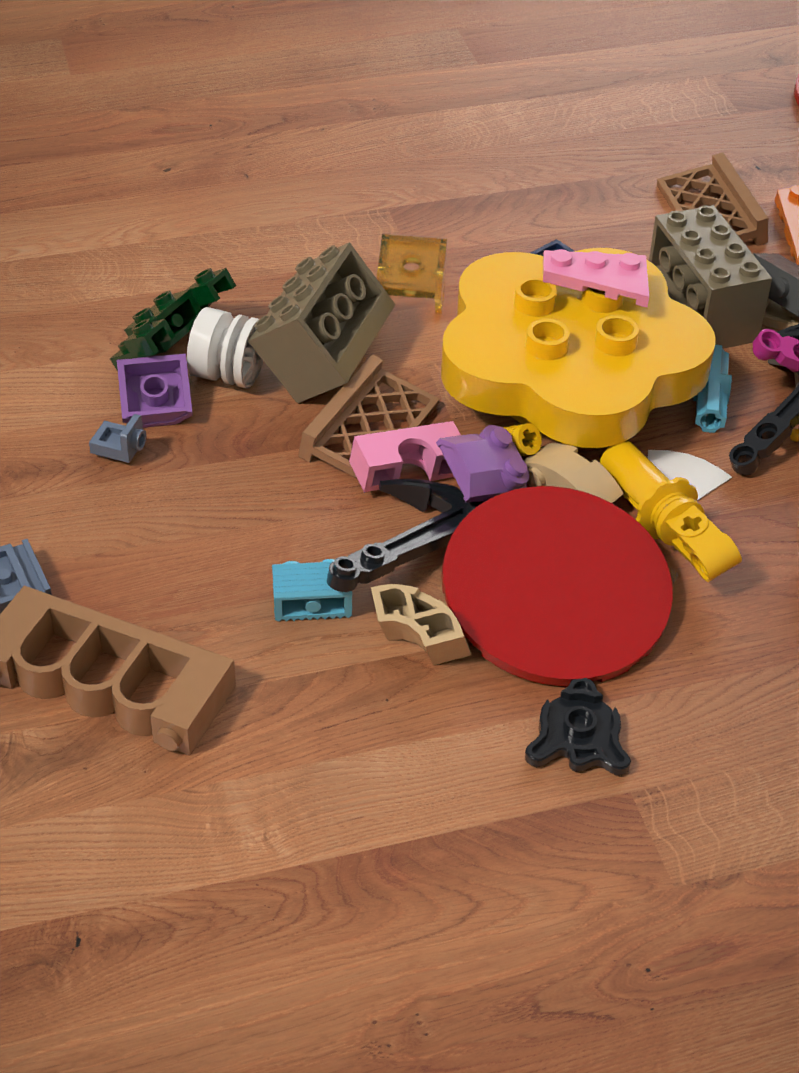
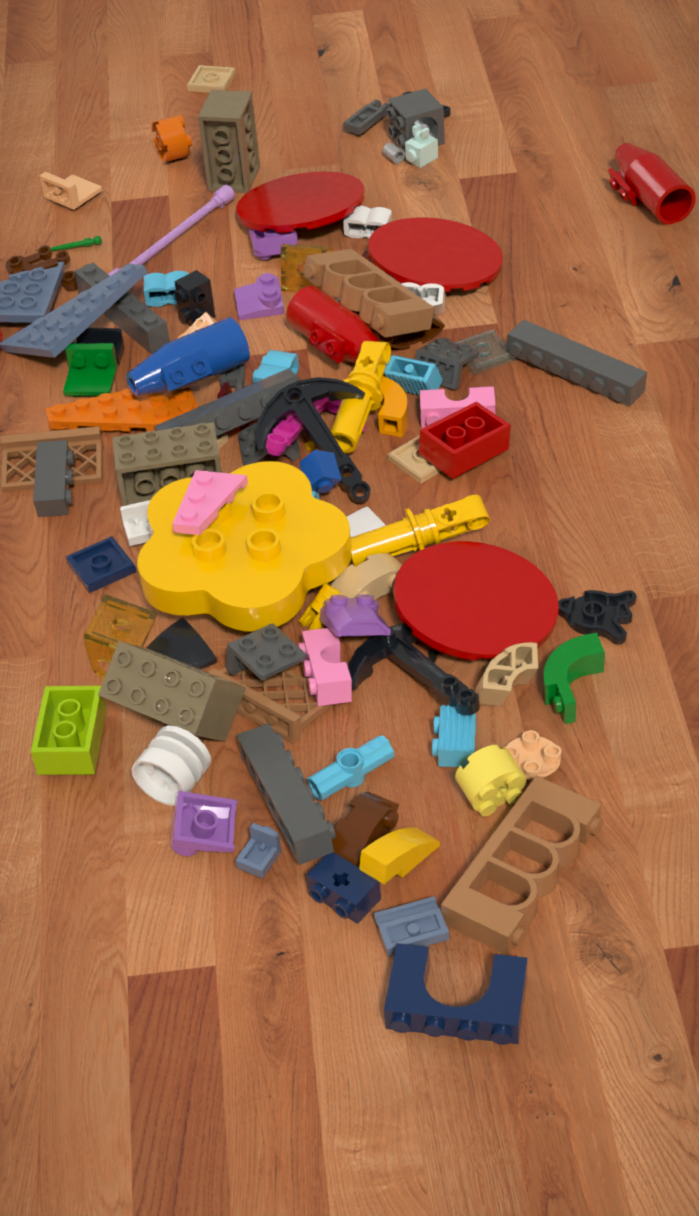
camera: 75 degrees left, 0 degrees up
(68, 512) = (343, 887): none -> dark blue brick
(110, 545) = (396, 853): none -> yellow slope
(150, 515) = (366, 823): none -> reddish brown brick
(172, 316) = (108, 808): dark green bracket -> none
(190, 438) = (285, 794): none -> dark grey brick
(227, 617) = (491, 779): none -> light yellow brick
(250, 498) = (350, 767): none -> medium azure piece
(264, 266) = (69, 730): none -> lime brick
(290, 669) = (535, 754): none -> light nougat dish
(404, 391) = (263, 652): none -> dark grey bracket
(423, 346) = (184, 644): none -> black brick
(442, 686) = (567, 663): none -> green arch
(677, 194) = (53, 478): none -> dark grey brick
(749, 404) = (321, 470): none -> blue brick

